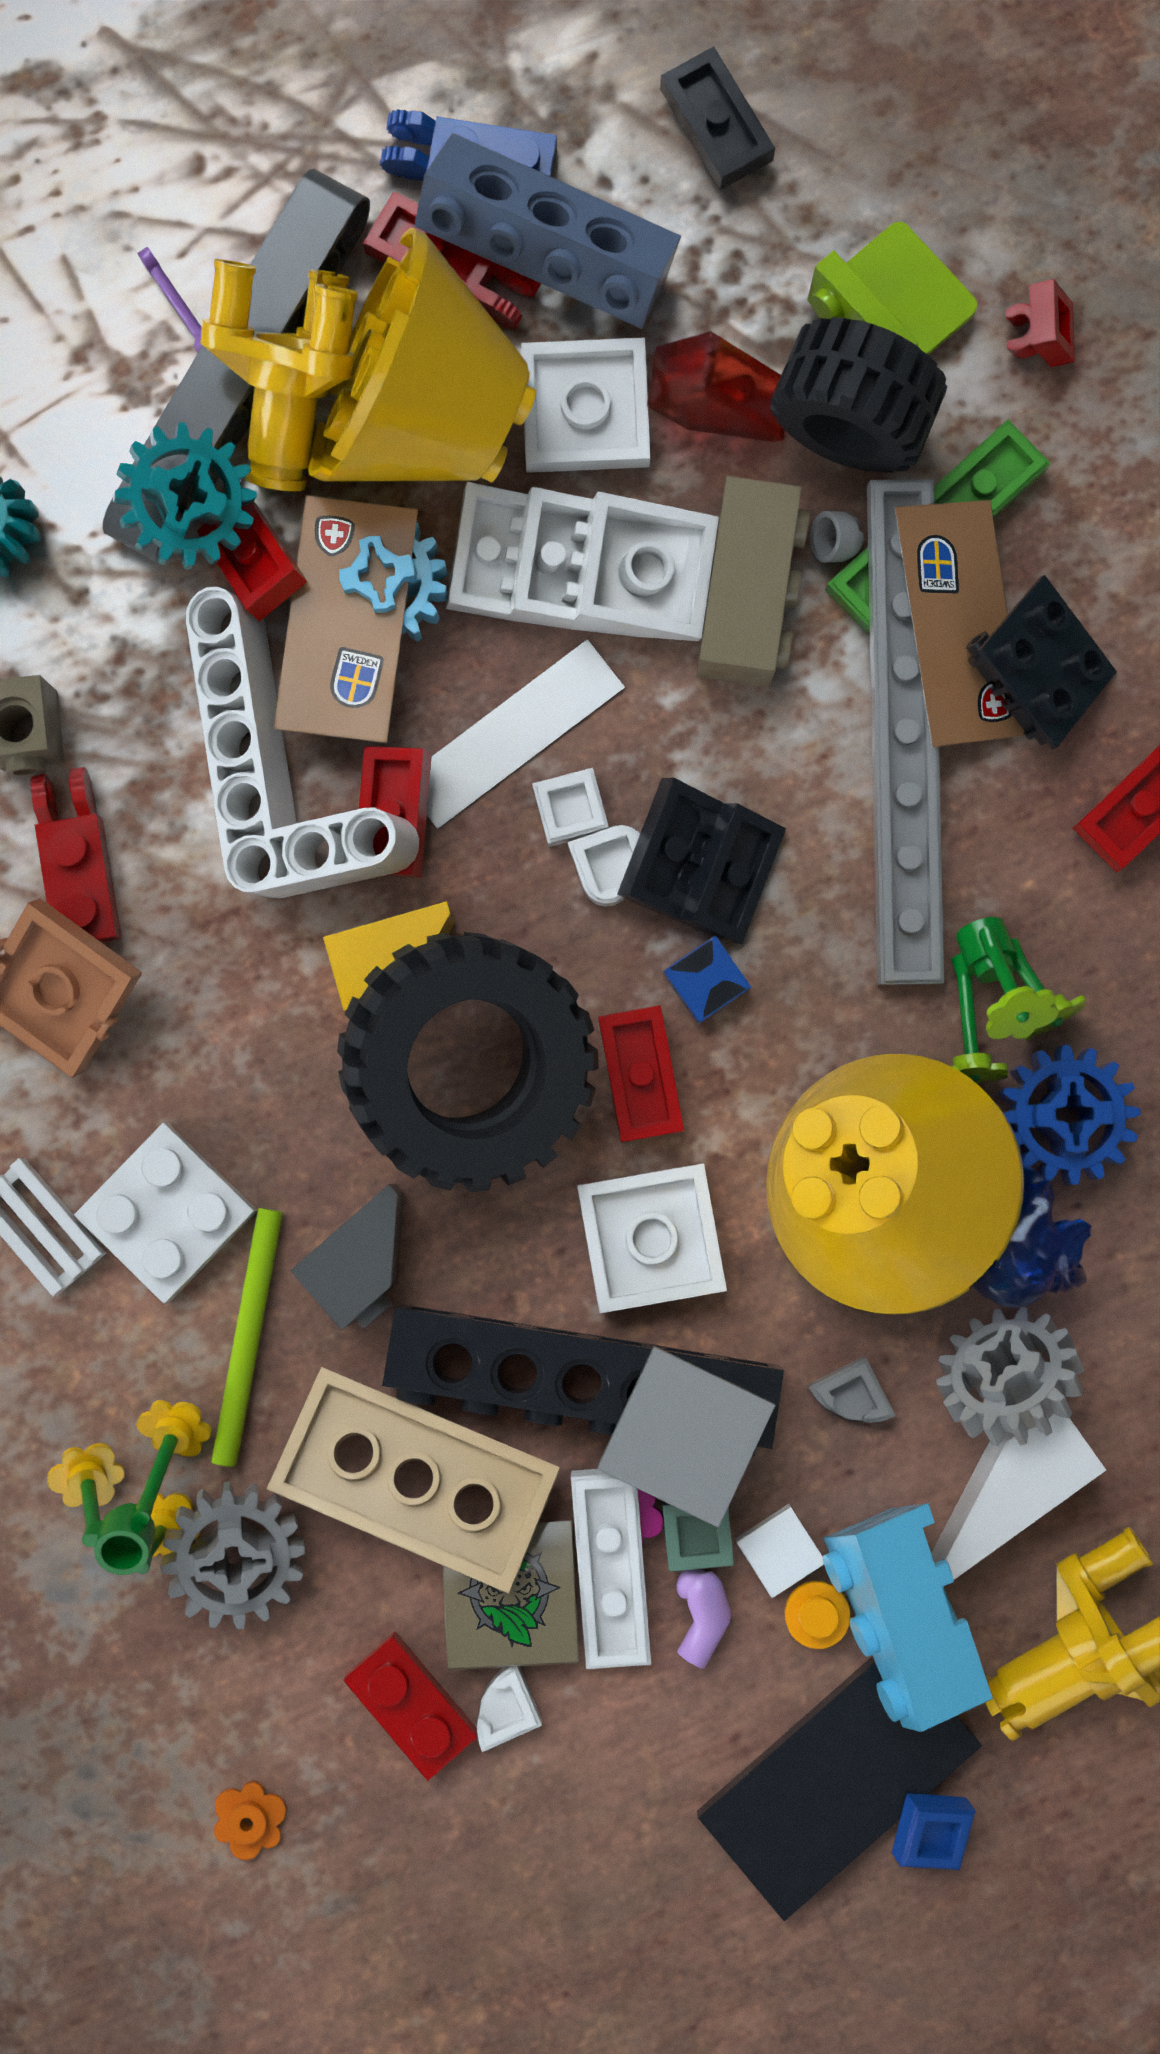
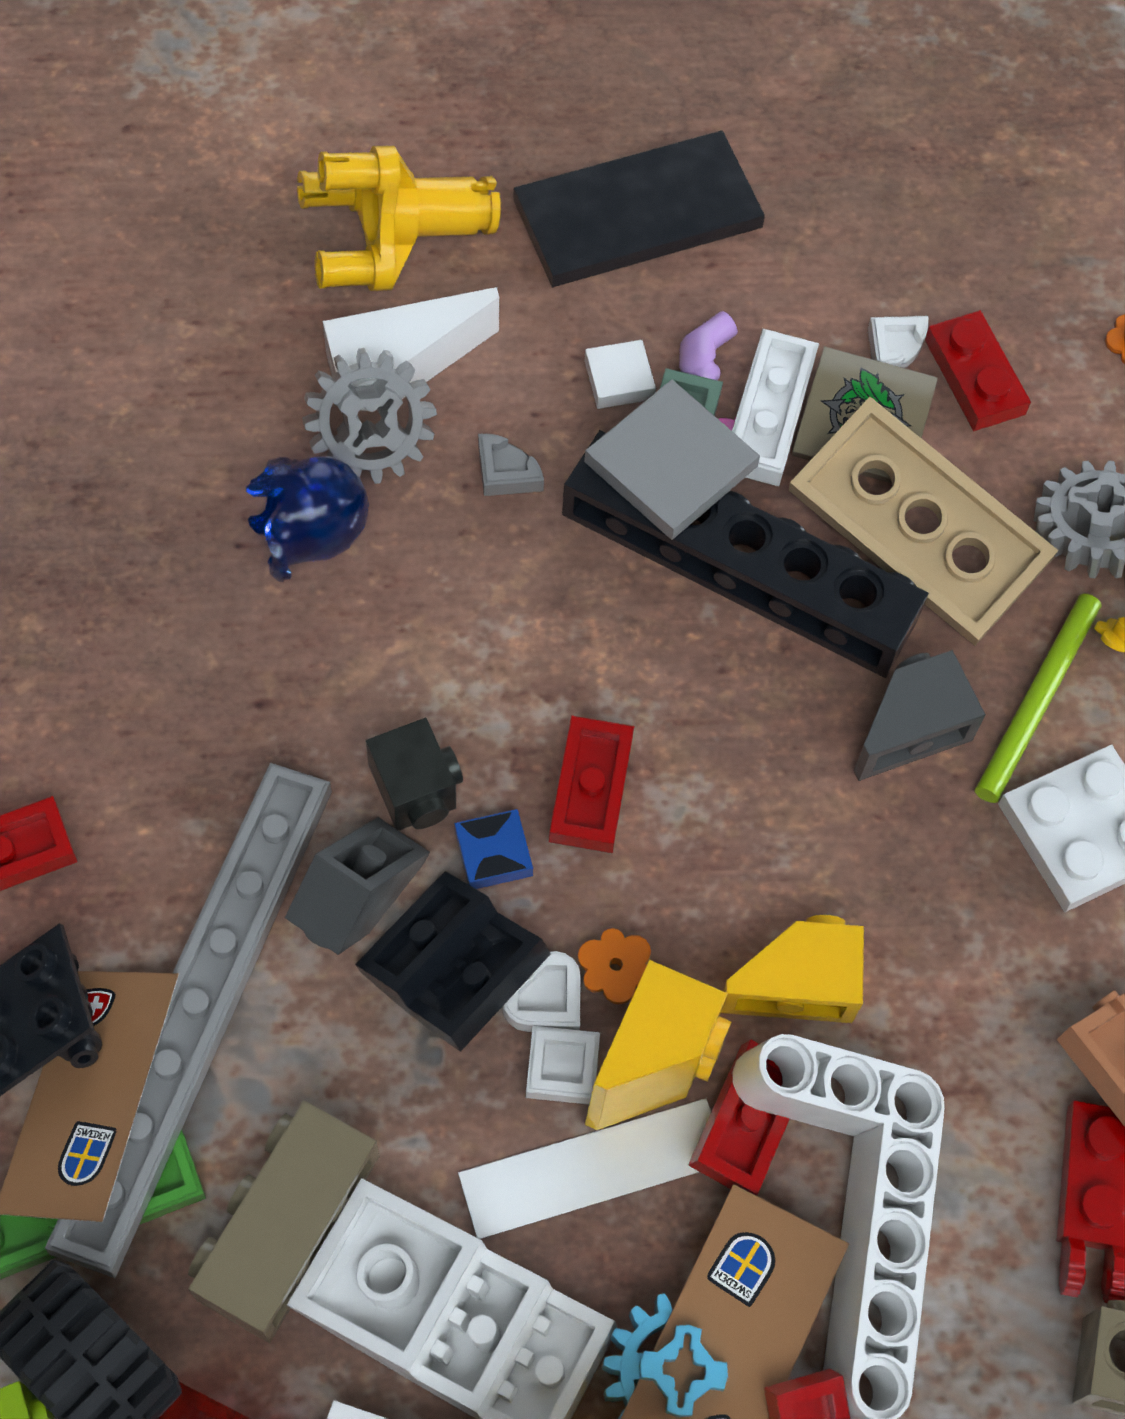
camera: 170 degrees left, 20 degrees down
(488, 825) = (660, 1046): none -> yellow slope
(531, 1112) = (769, 891): black tyre -> none
(550, 895) = (629, 953): none -> orange plant
(651, 1238) = (636, 643): white plate -> none
(805, 1015) = (414, 775): none -> pearl dark grey brick
(814, 894) = (354, 884): none -> dark grey slope
(817, 1615) = (608, 318): light orange plate -> none
(838, 527) = (185, 1243): light grey hinge -> none
(894, 1184) = (399, 598): yellow cone -> none
(906, 1617) = (538, 282): medium azure wedge -> none
(933, 1831) = (578, 146): blue tile -> none
(1021, 1012) = (216, 769): plant -> none
(1068, 1089) = (225, 629): blue gear -> none

